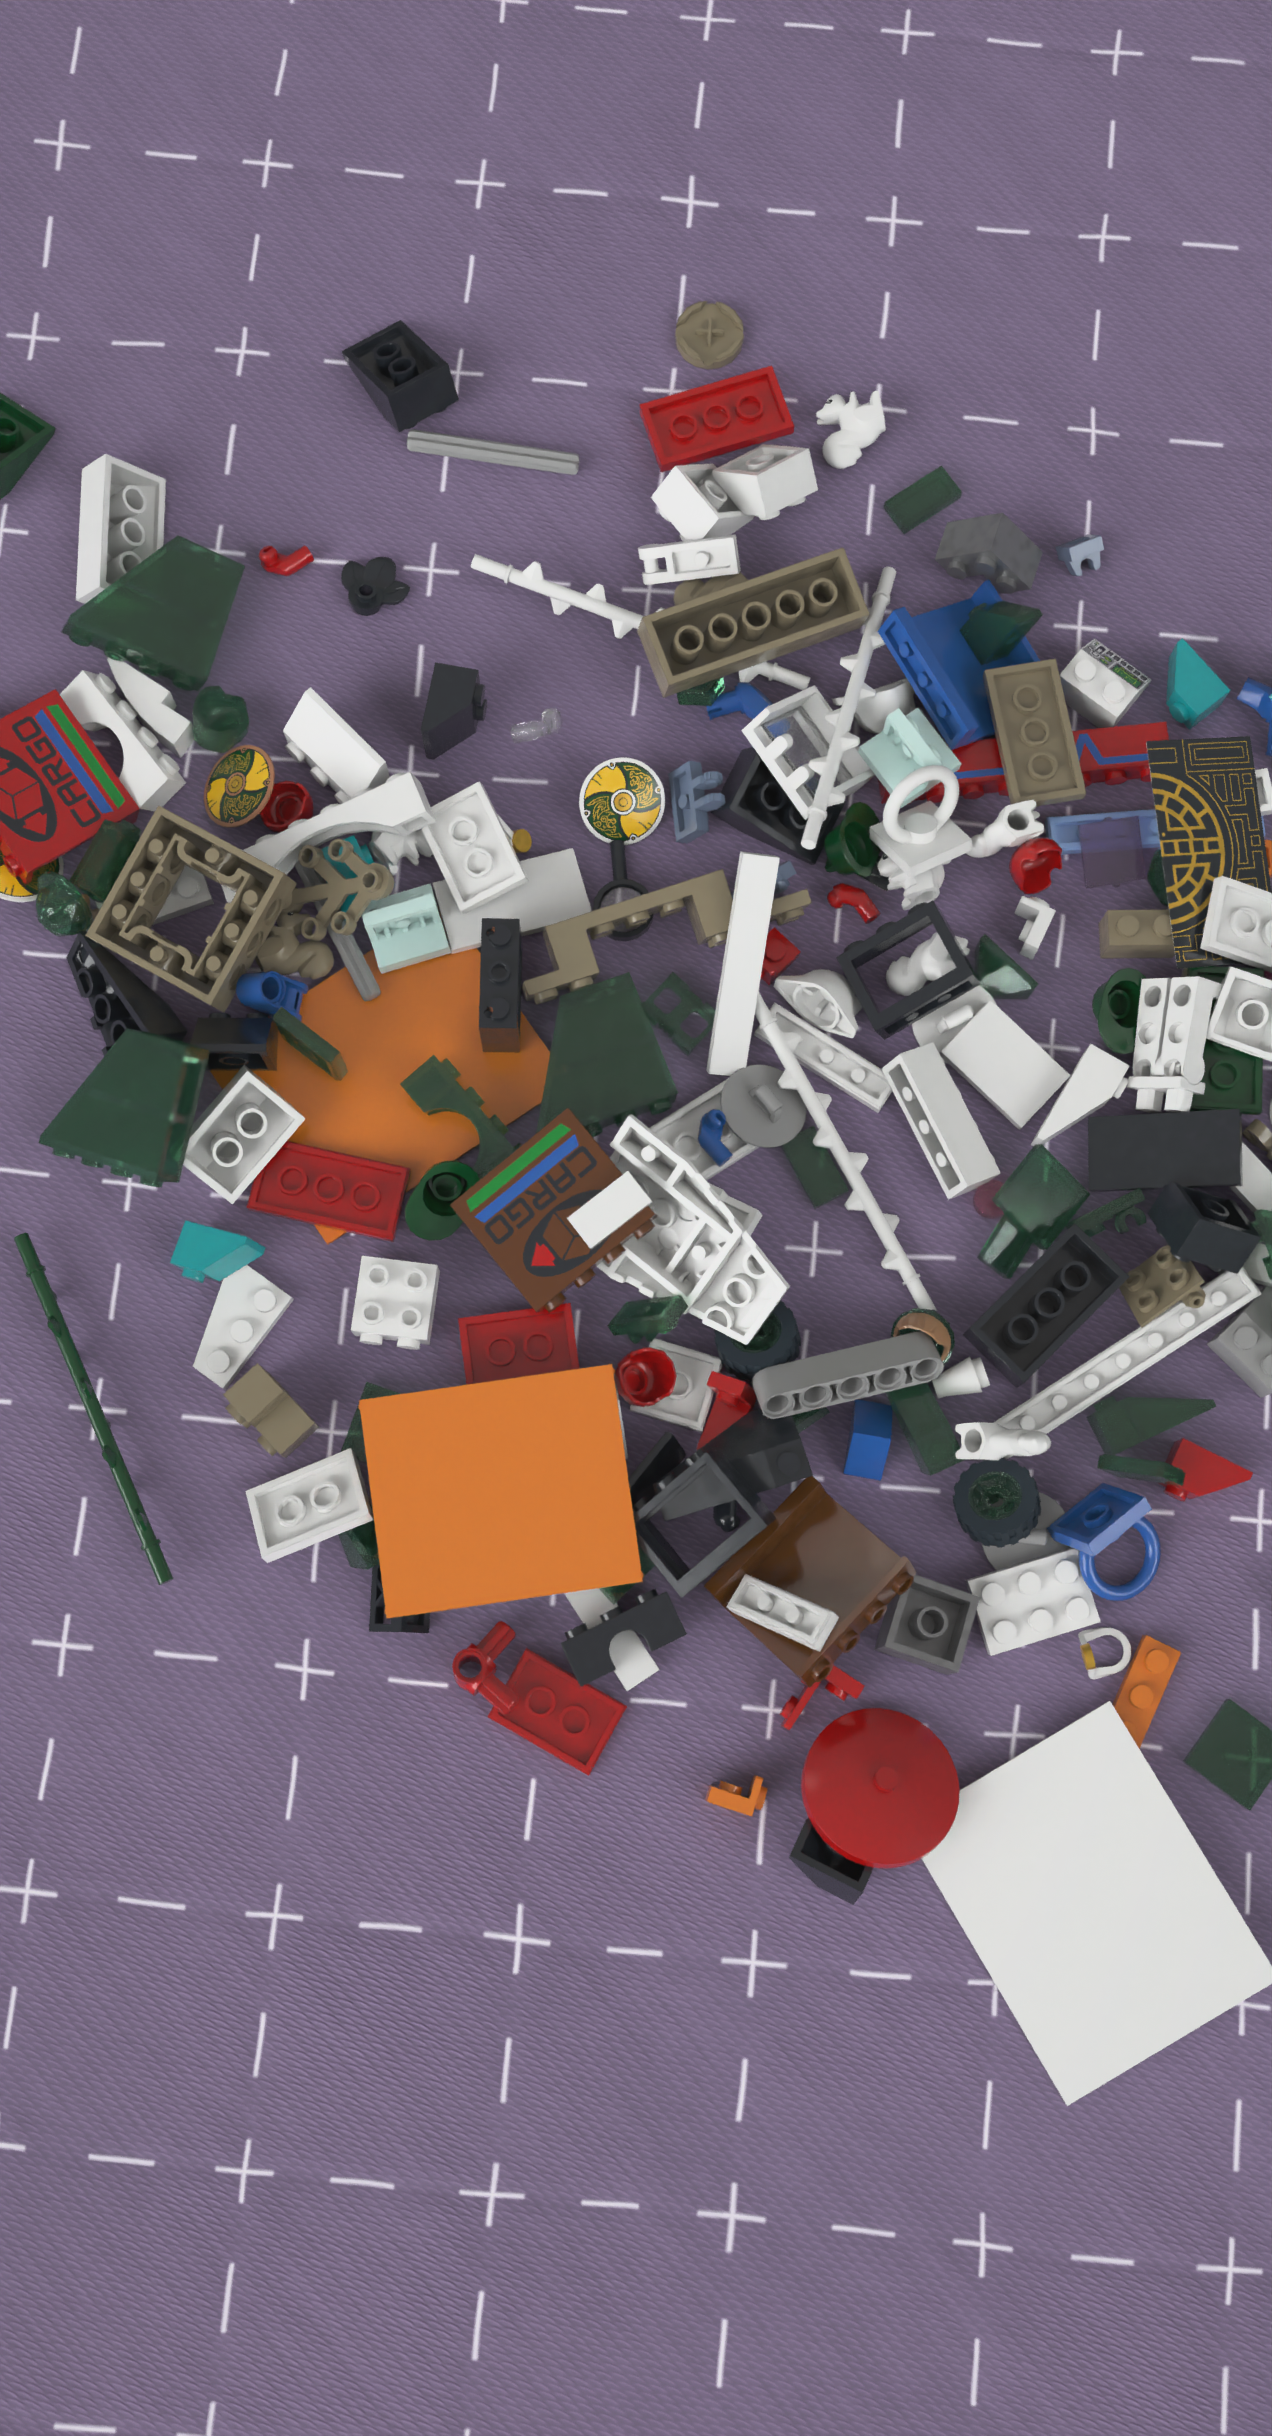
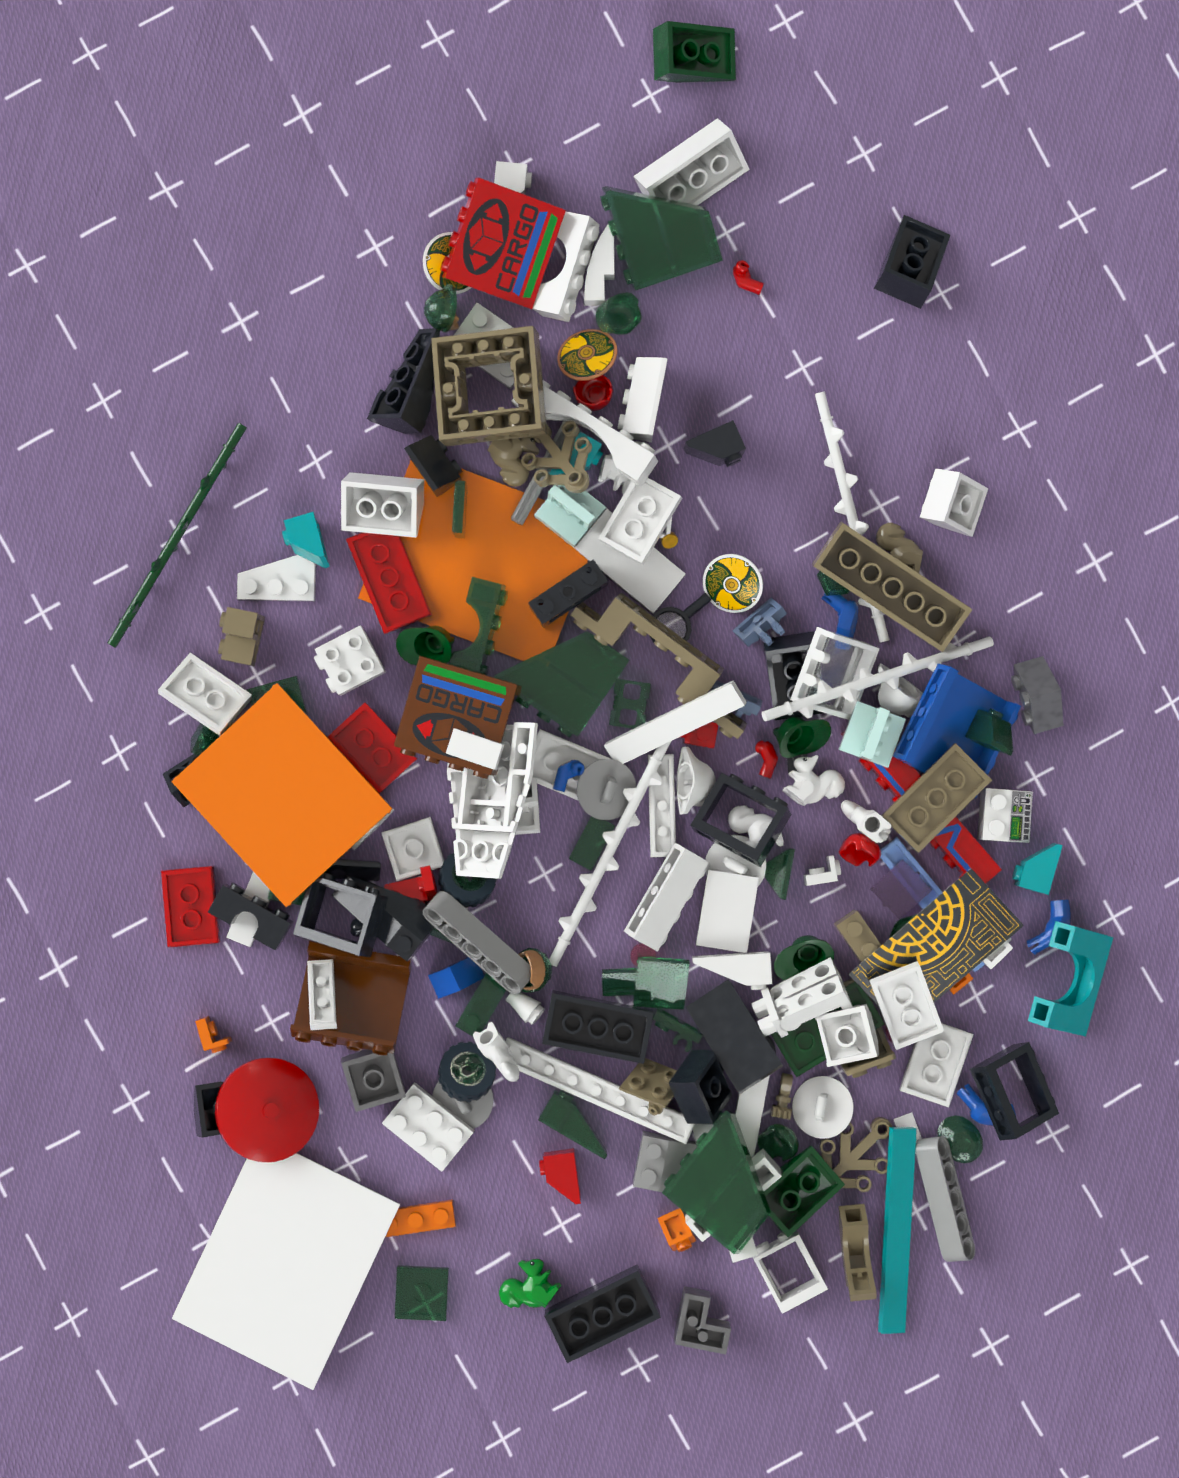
camera: 60 degrees right, 10 degrees up
(105, 859) = (486, 315): clear green brick -> none
(134, 1109) = (351, 440): clear green slope -> none
(270, 991) = (474, 465): blue piece -> none
(373, 585) = (771, 341): black plate -> none
(486, 1682) = (177, 858): red axle -> none
(493, 452) = (902, 352): light grey axle -> none
(538, 729) = (744, 503): clear arm -> none
(645, 1376) = (401, 830): red hair -> none
(648, 1317) = (437, 808): clear green plate -> none
(690, 559) = (910, 520): white plate -> none
(709, 335) = (1071, 428): dark tan tile -> none
(716, 418) = (1017, 471): red plate -> none
(768, 479) = (995, 529): white slope -> none
(838, 1684) = (308, 1051): red bracket -> none
(858, 425) = (1071, 561): white animal -> none
(922, 499) = (1051, 630): clear green tile -> none
(925, 833) = (832, 769): white tile -> none
(1077, 550) = (1082, 746): sand blue tile -> none
(1087, 1654) = (432, 1170): white piece -> none
(1101, 1521) = (494, 1136): blue tile -> none
(1141, 1469) = (539, 1140): clear green tile -> none

